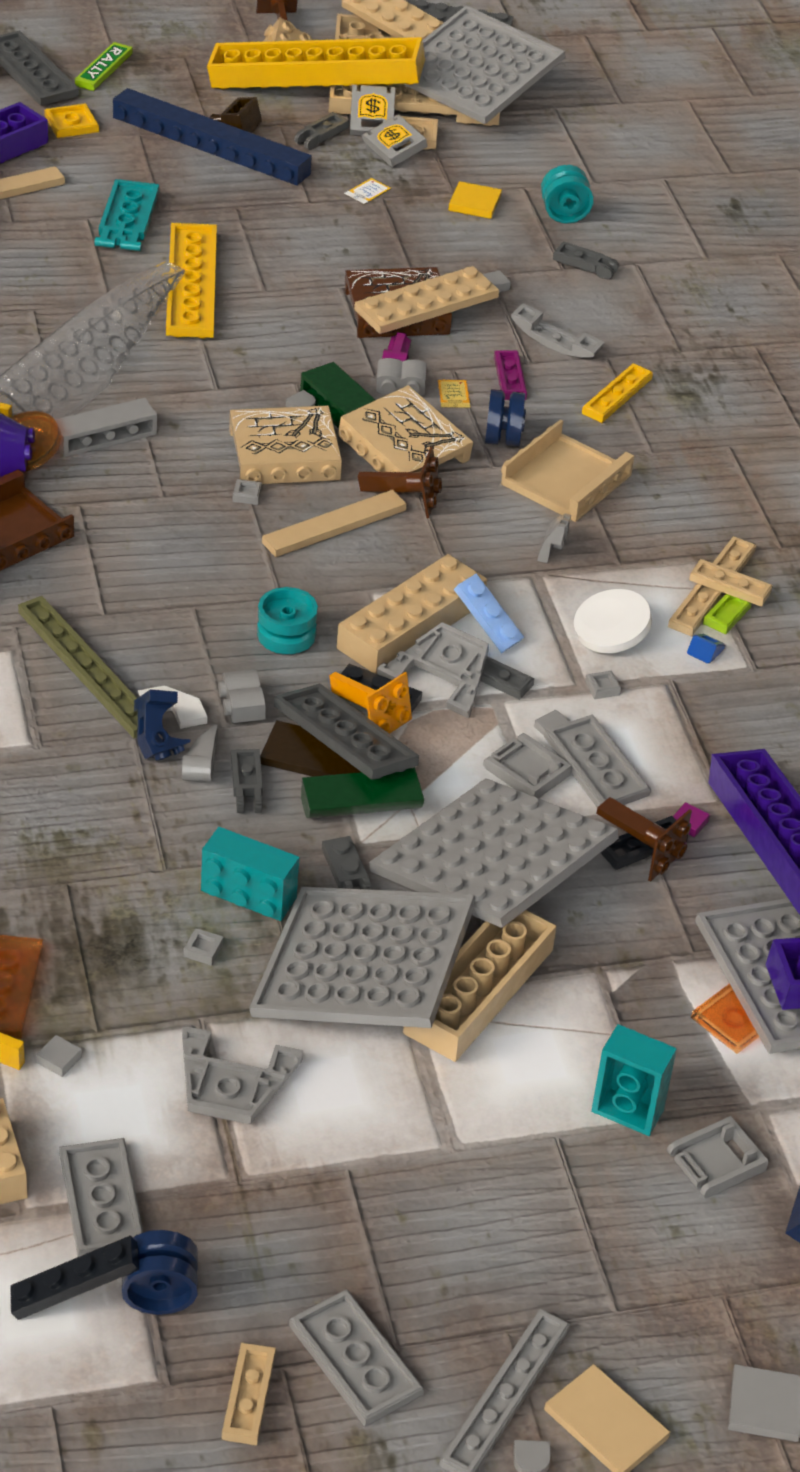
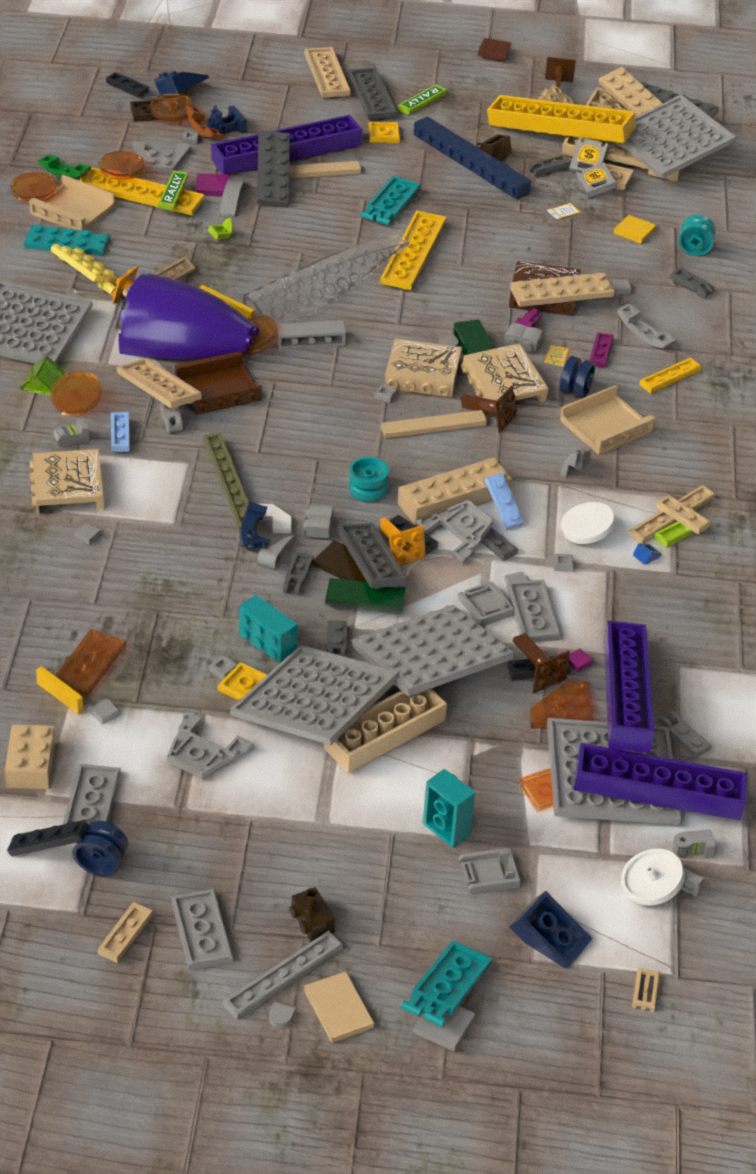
camera: 20 degrees right, 0 degrees up
(241, 962) = (240, 681): none -> yellow tile
(508, 1288) = (312, 913): none -> dark brown brick
(701, 886) = (566, 702): none -> clear orange plate
(748, 1342) = (447, 983): none -> teal hinge

